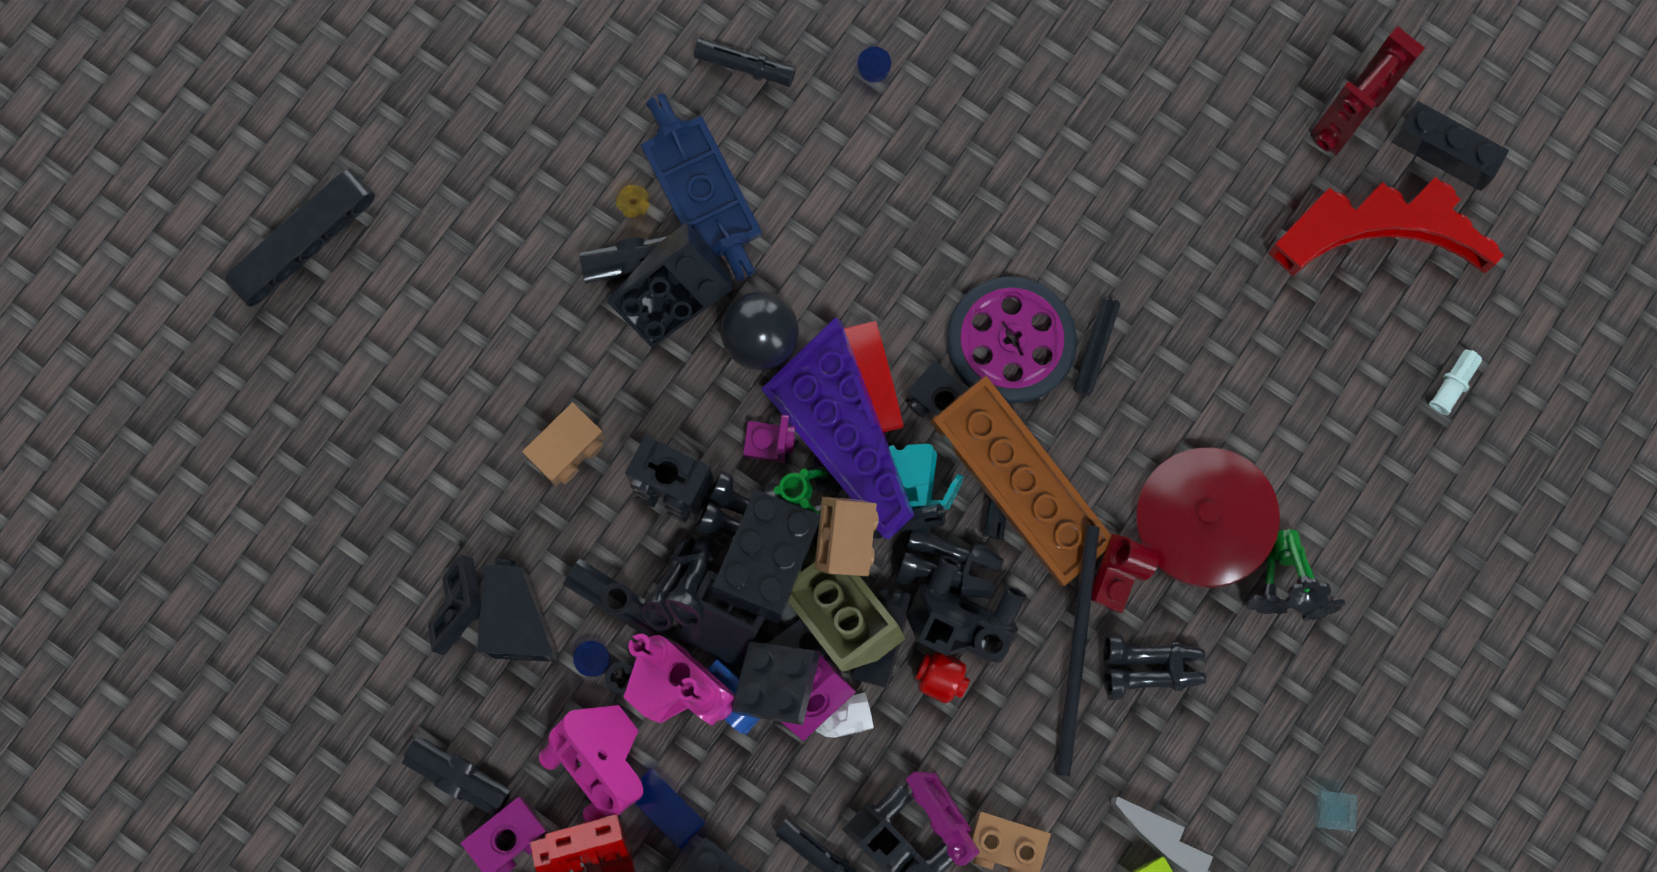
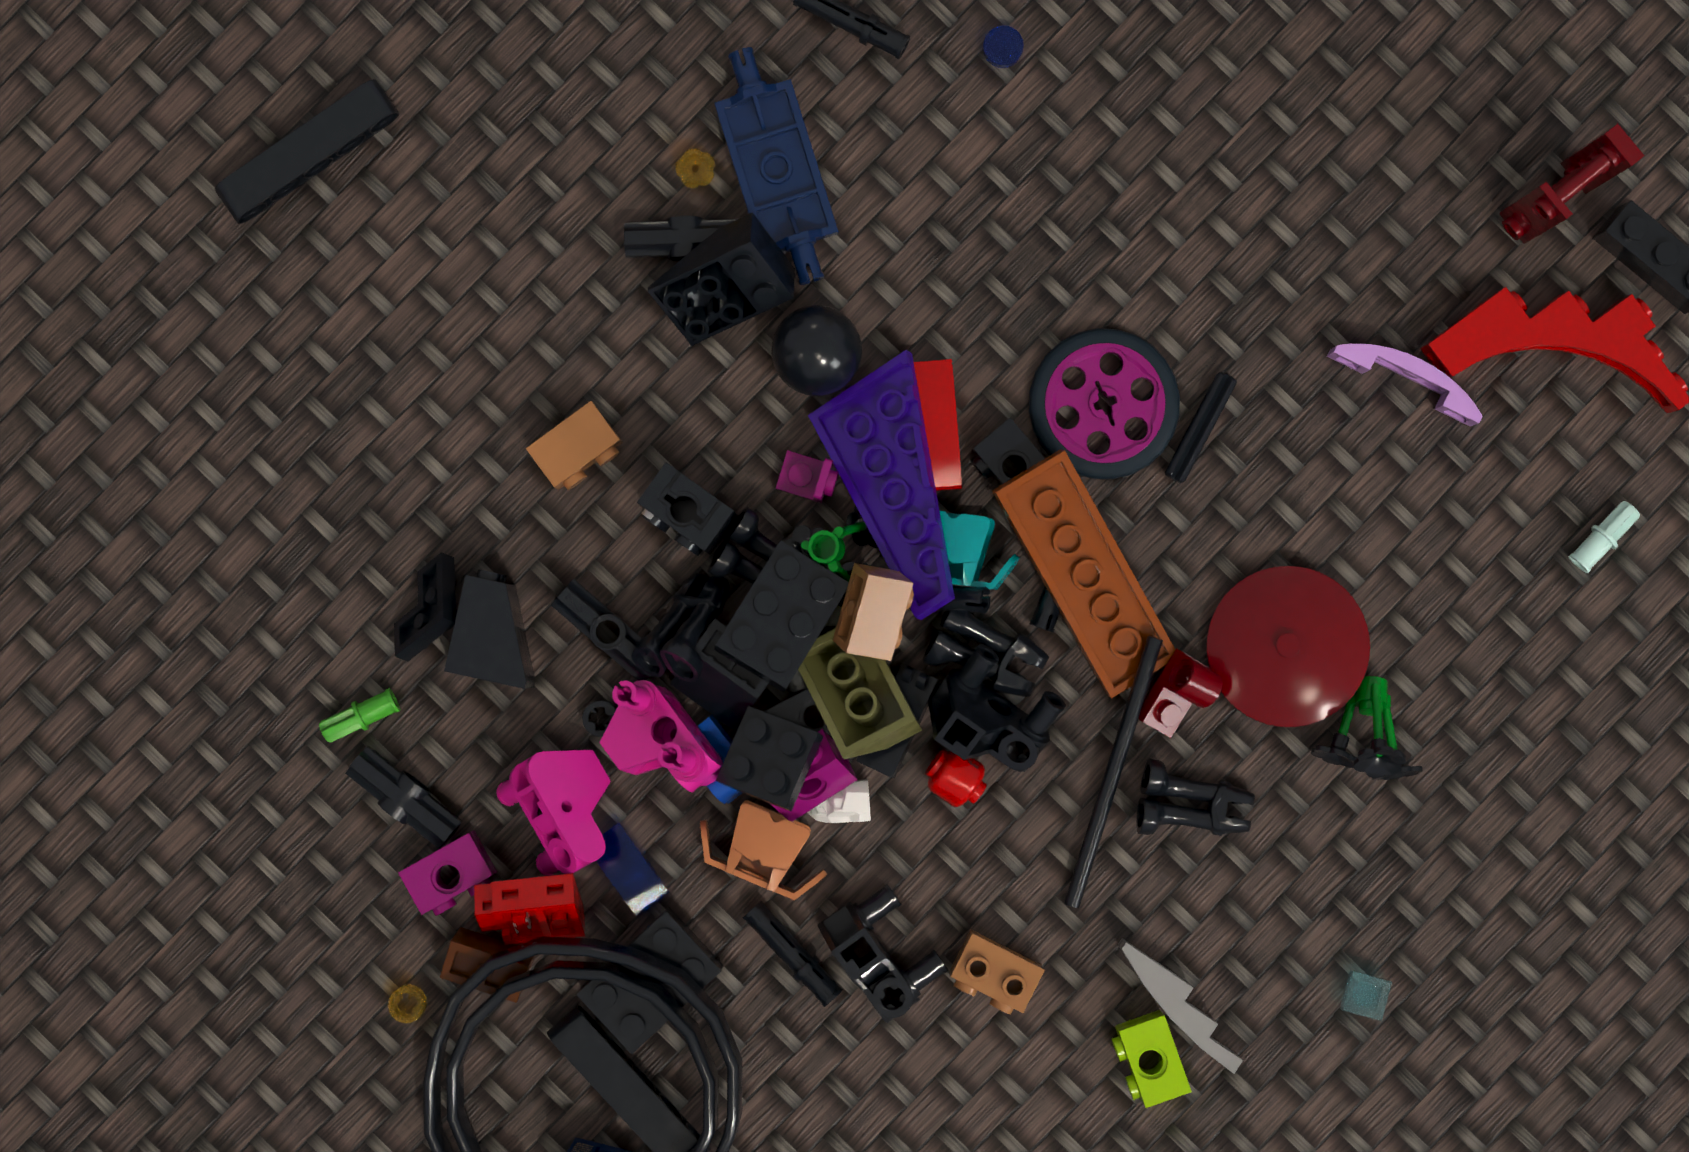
camera: 10 degrees right, 10 degrees up
(407, 711) = (359, 716): none -> bright green axle
(591, 659) = (570, 690): clear blue tile -> none
(782, 767) = (763, 849): none -> nougat piece
(944, 816) = (931, 930): magenta hinge -> none
(1305, 291) = (1453, 399): none -> lavender slope

